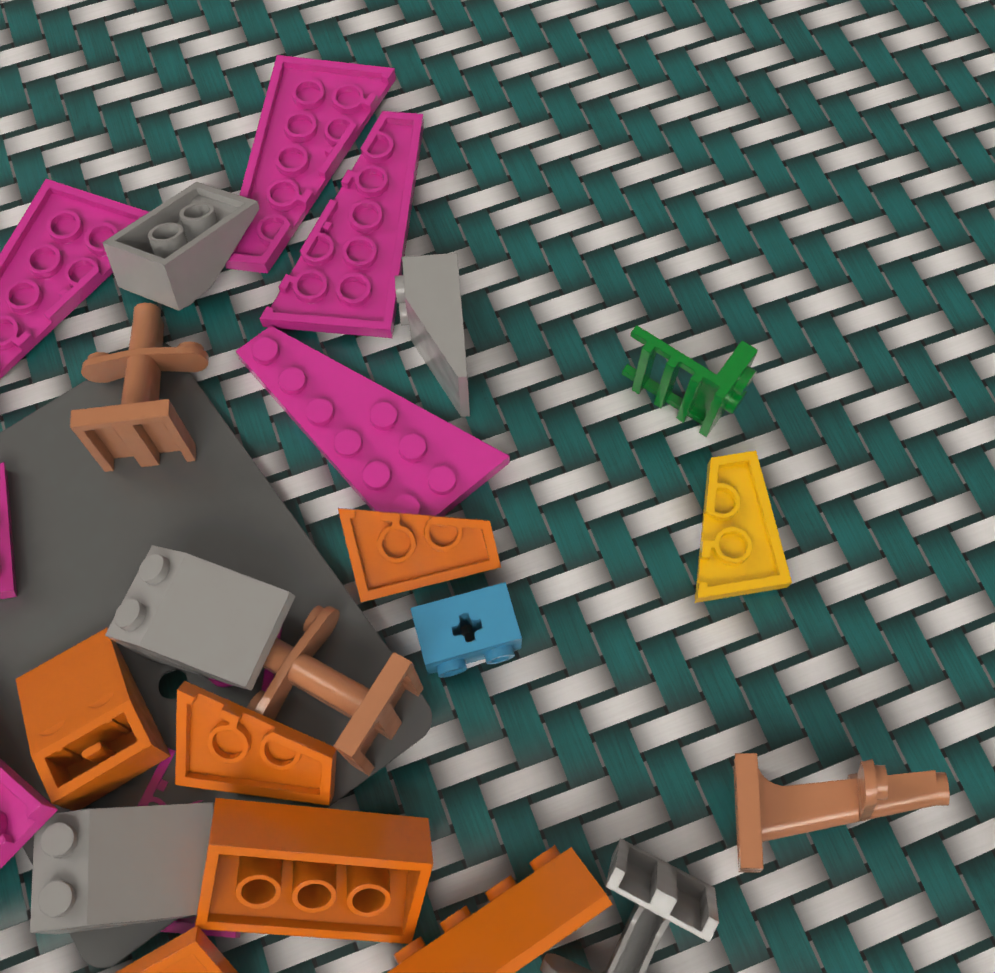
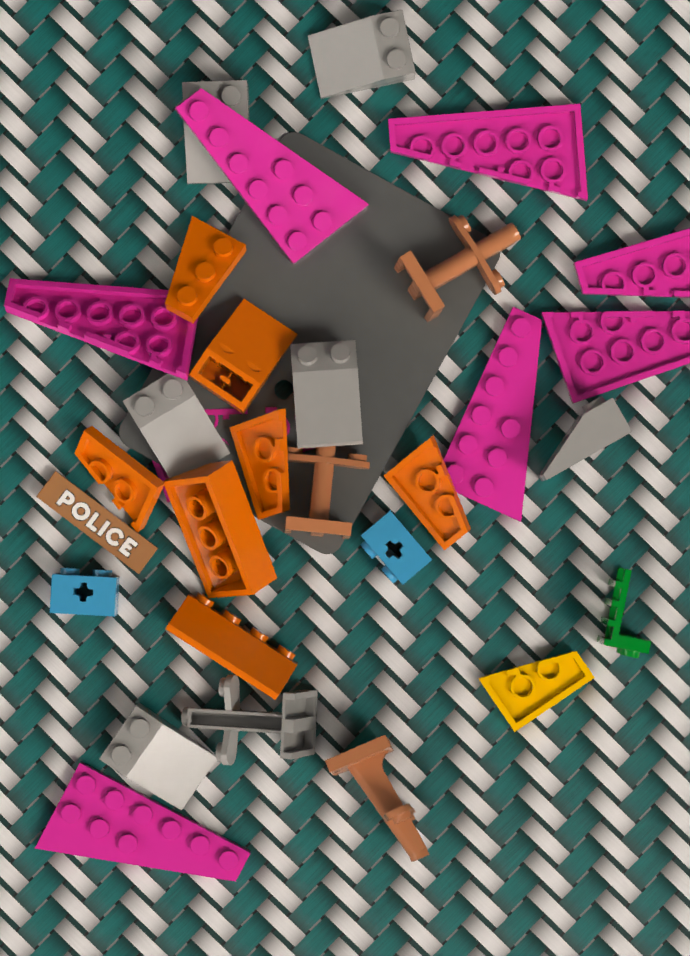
camera: 65 degrees right, 20 degrees up
(180, 244) = (573, 231): light grey slope -> none

